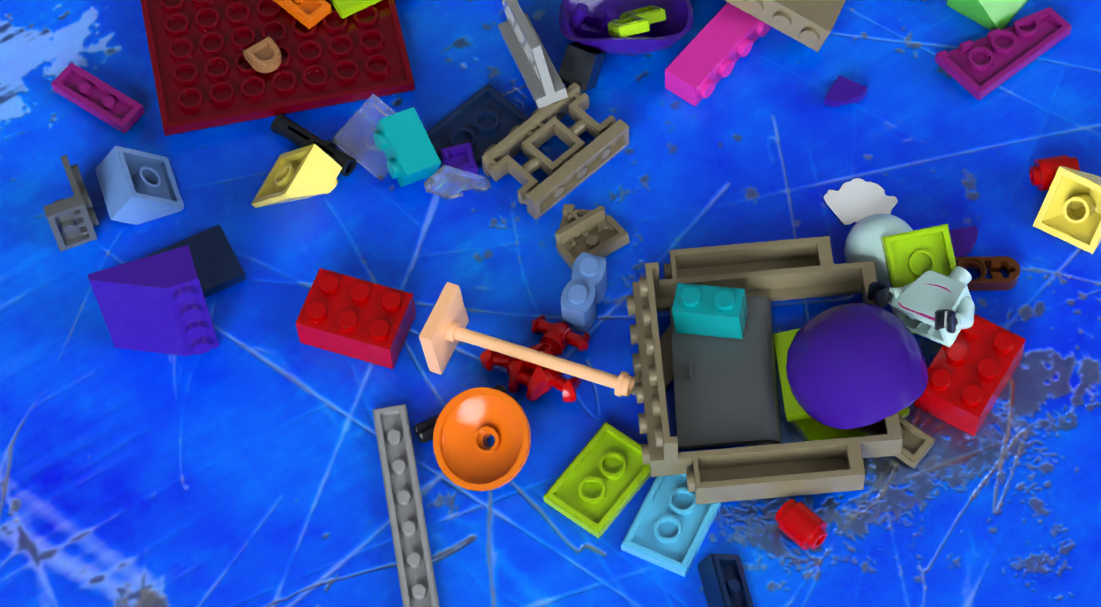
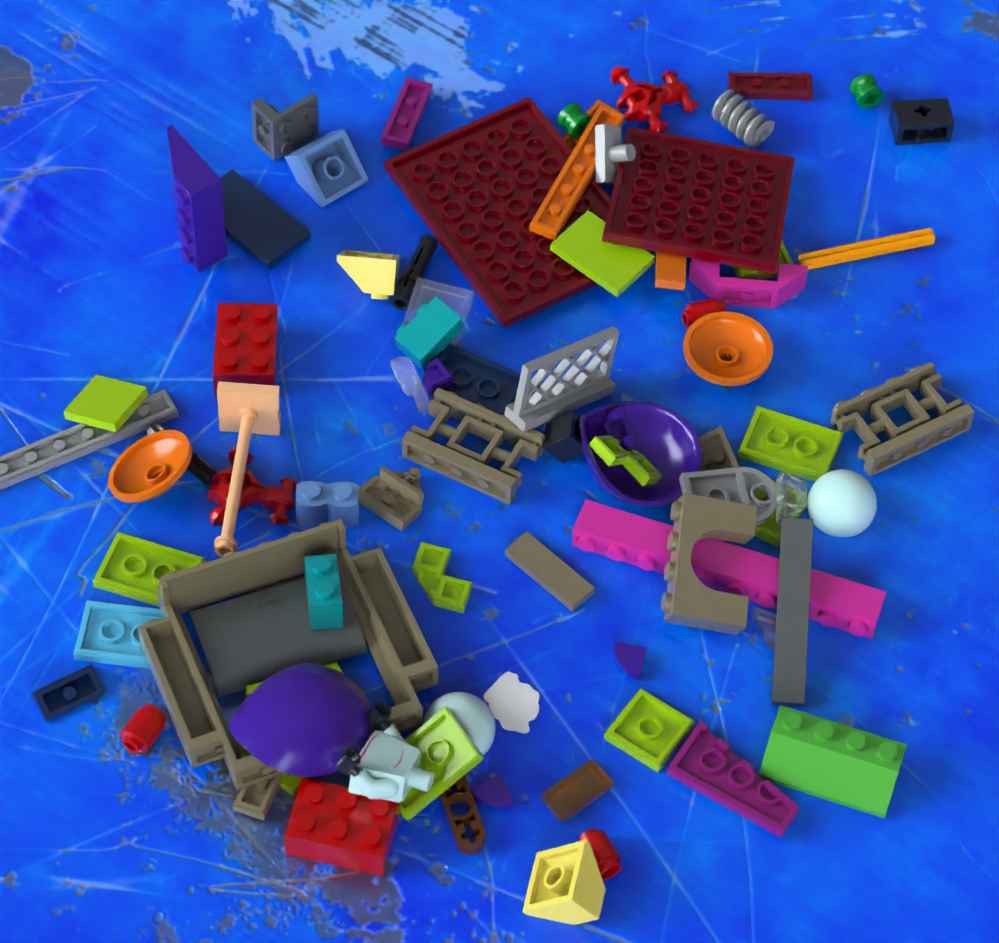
camera: 65 degrees right, 5 degrees down
(264, 56) = (484, 205): medium nougat tile -> none
(374, 467) = (106, 403): none -> lime tile
(687, 230) = (441, 589): none -> lime tile
(723, 130) = (549, 571): none -> dark tan tile
(926, 100) = (649, 730): none -> lime tile
(976, 174) = (577, 790): none -> clear orange tile

